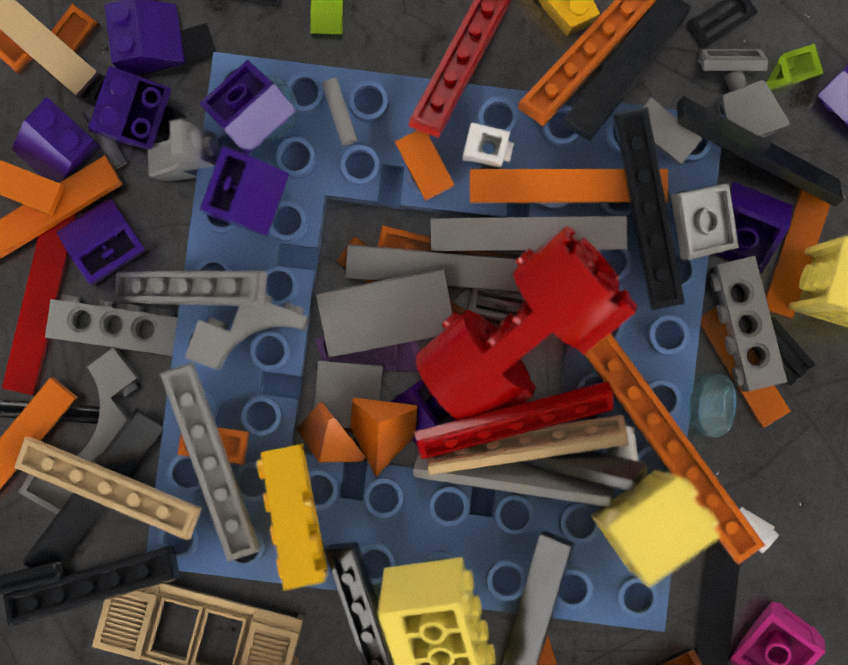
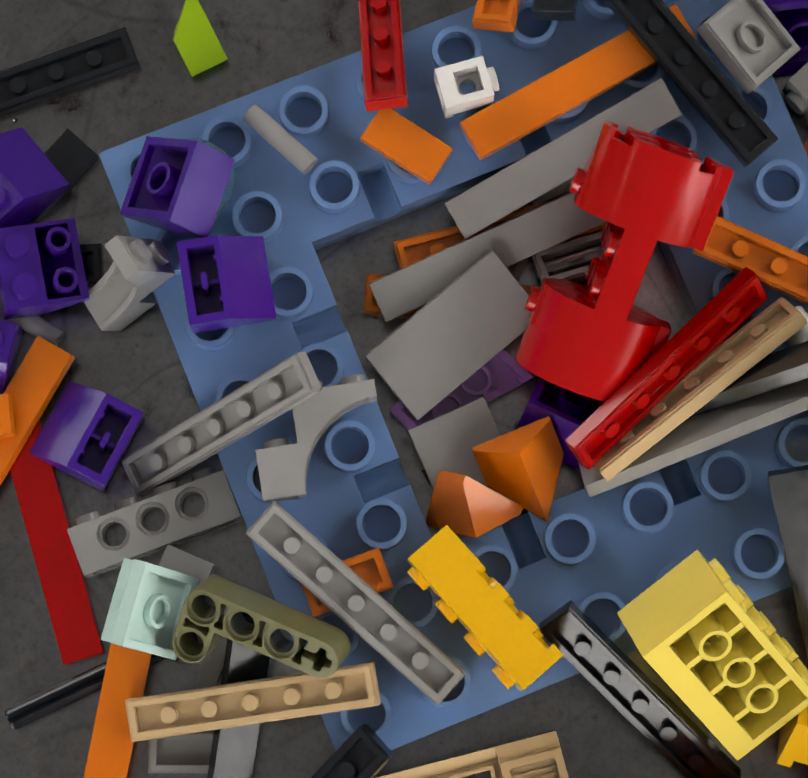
camera: 30 degrees left, 5 degrees down
(72, 386) = (147, 607): none -> light aqua bracket
(137, 439) = (264, 635): none -> olive beam

